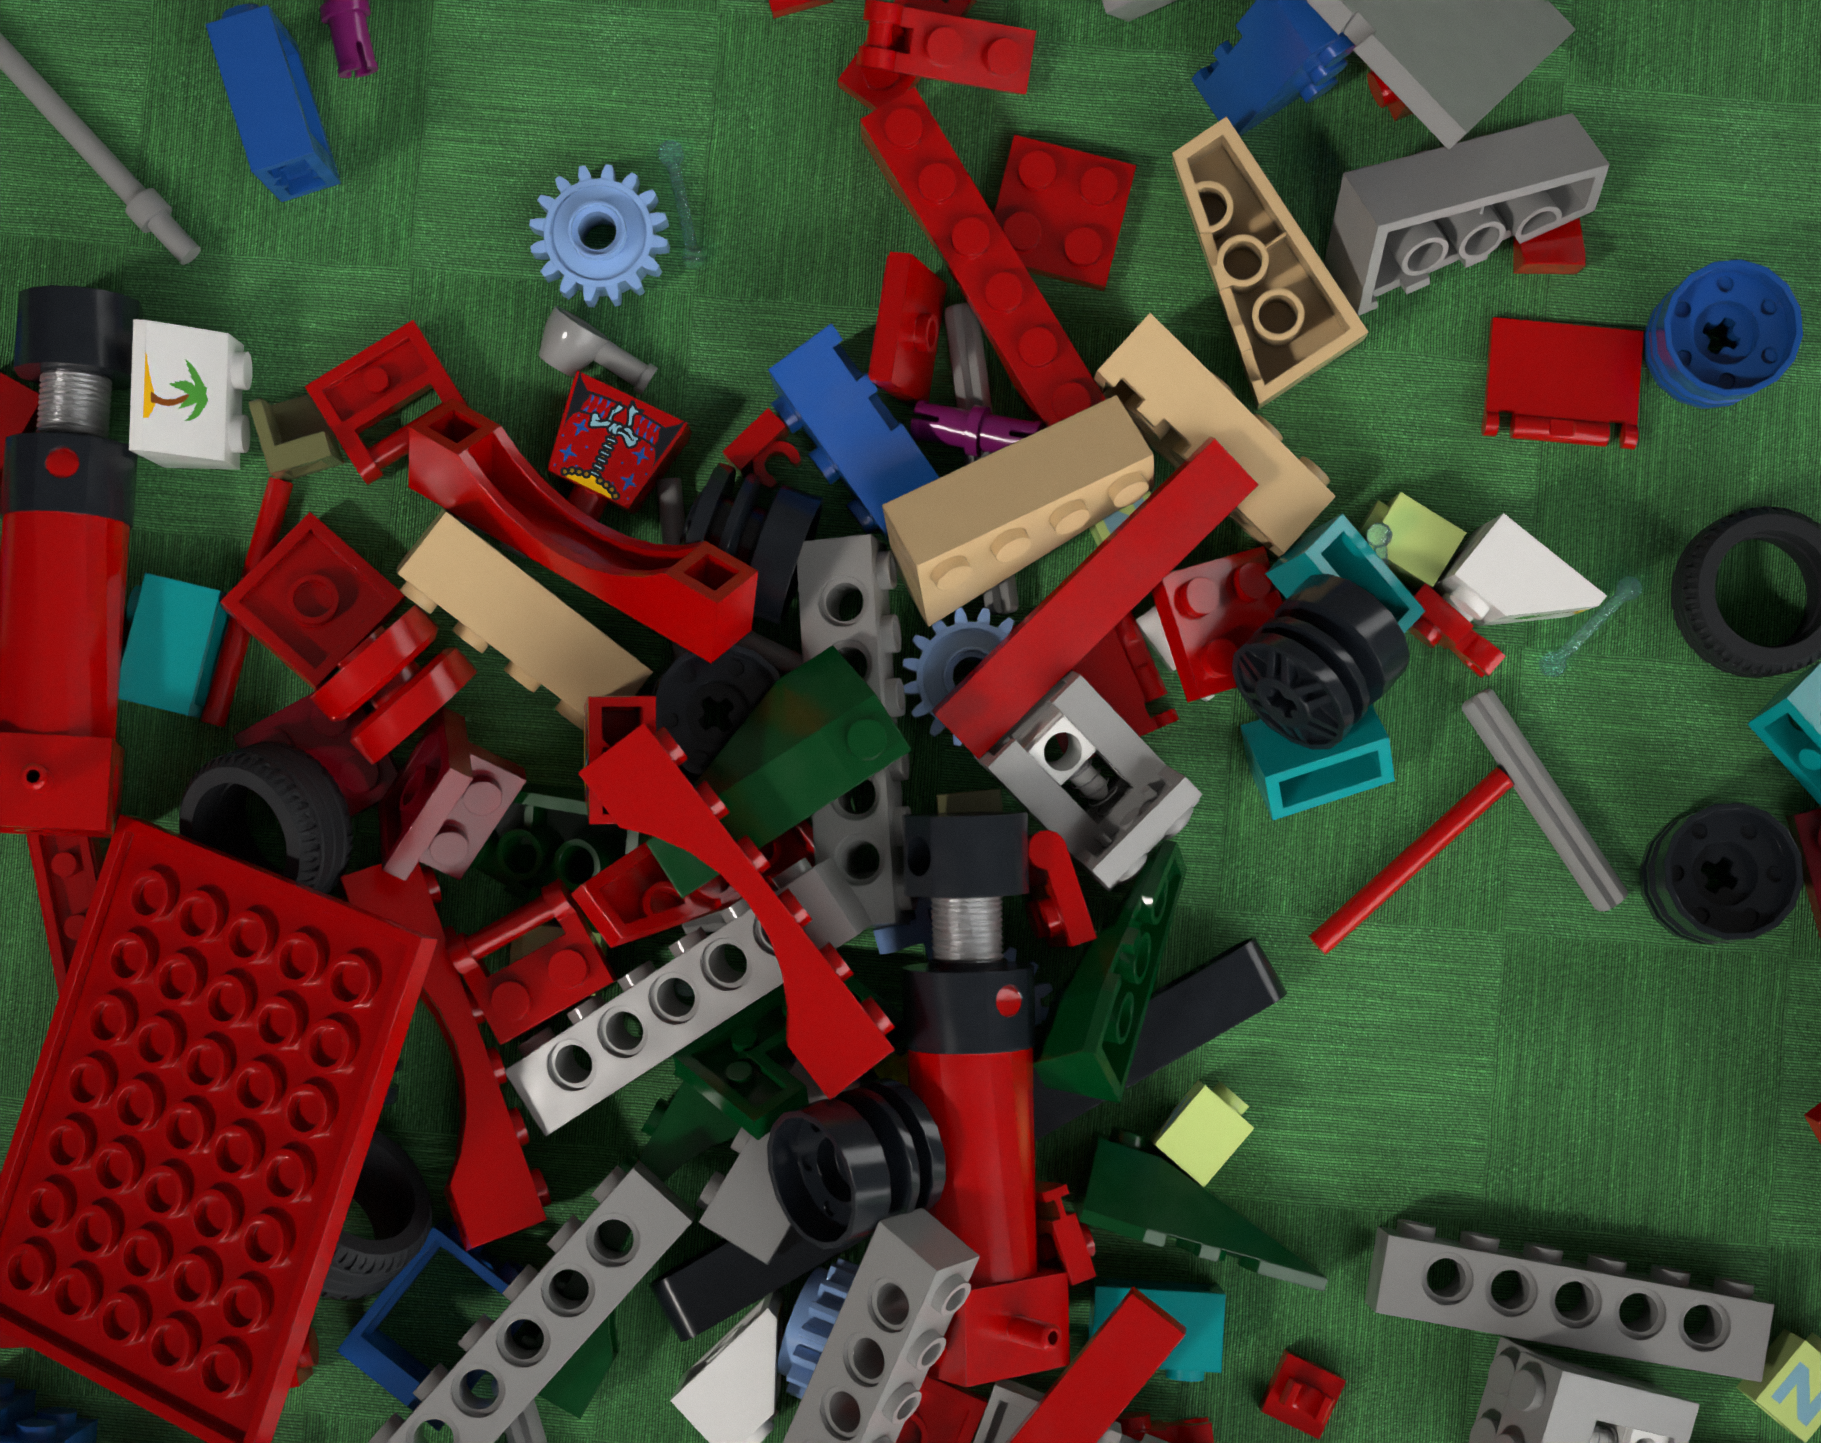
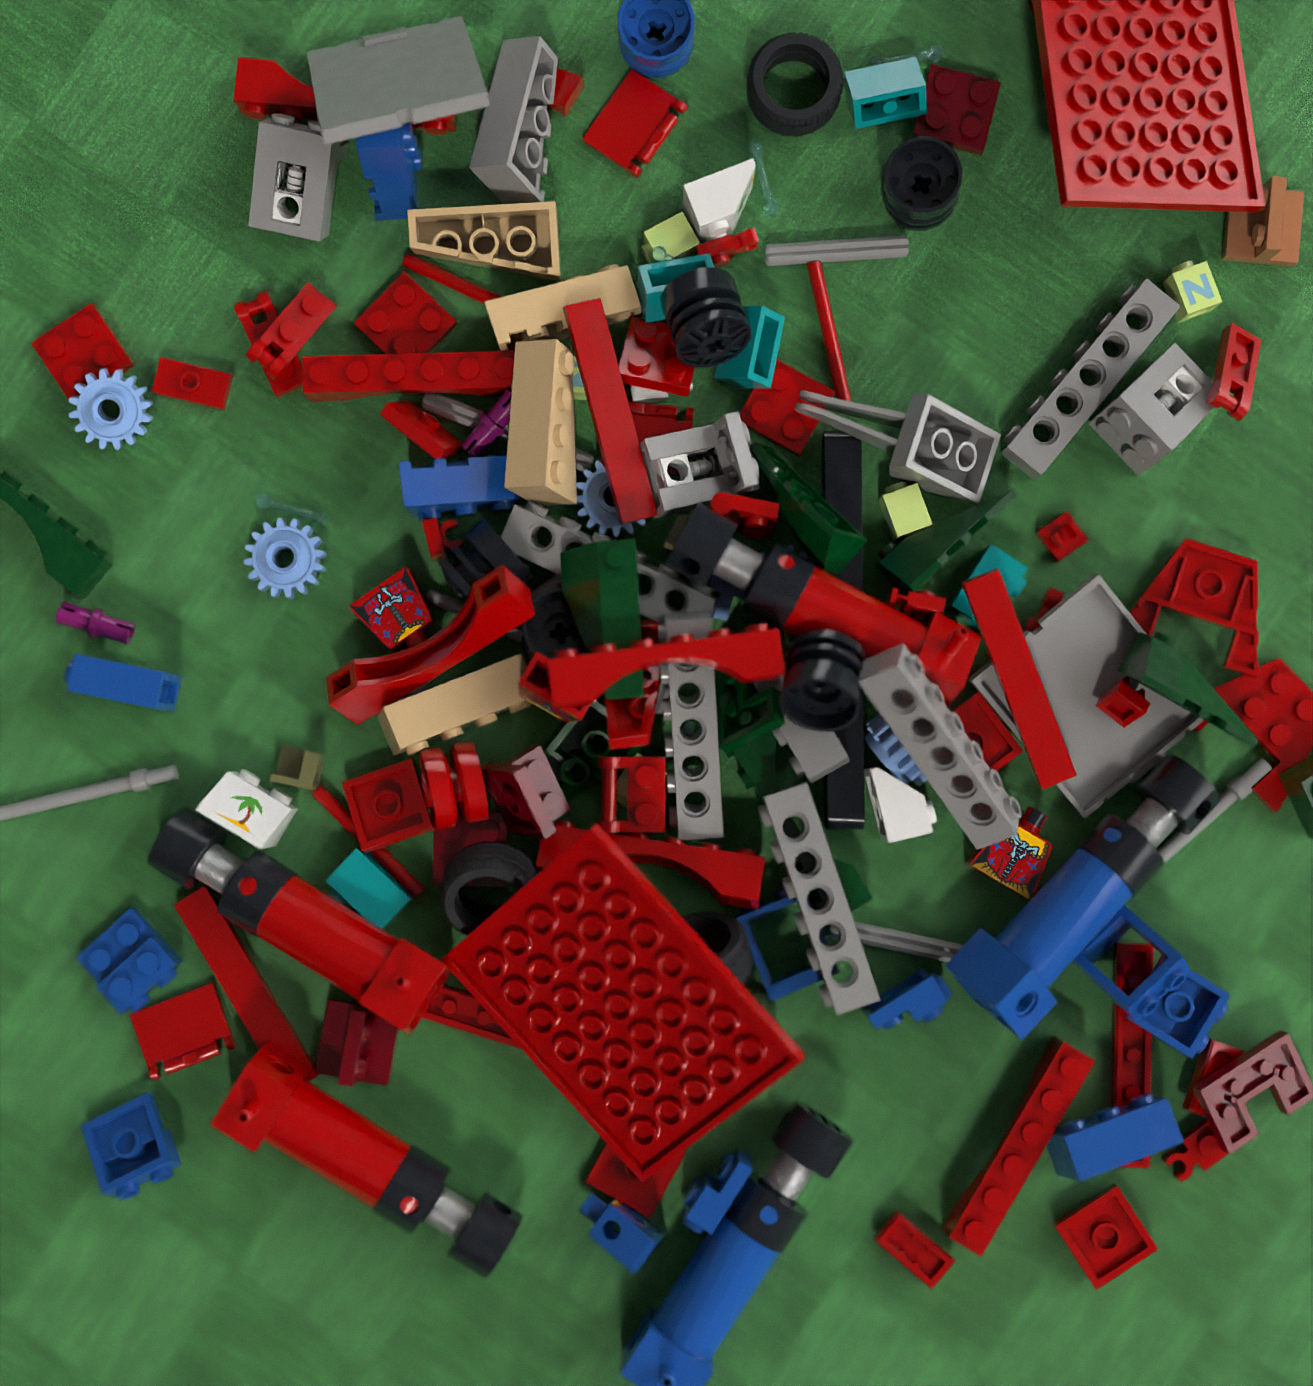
camera: 60 degrees left, 0 degrees up
(374, 387) = (297, 715): red plate -> none
(573, 344) = (333, 602): light grey bar -> none
(1163, 243) = (448, 279): none -> red bar
(1258, 865) = (773, 413): none -> red plate
(1326, 1124) = (934, 448): none -> light grey slope

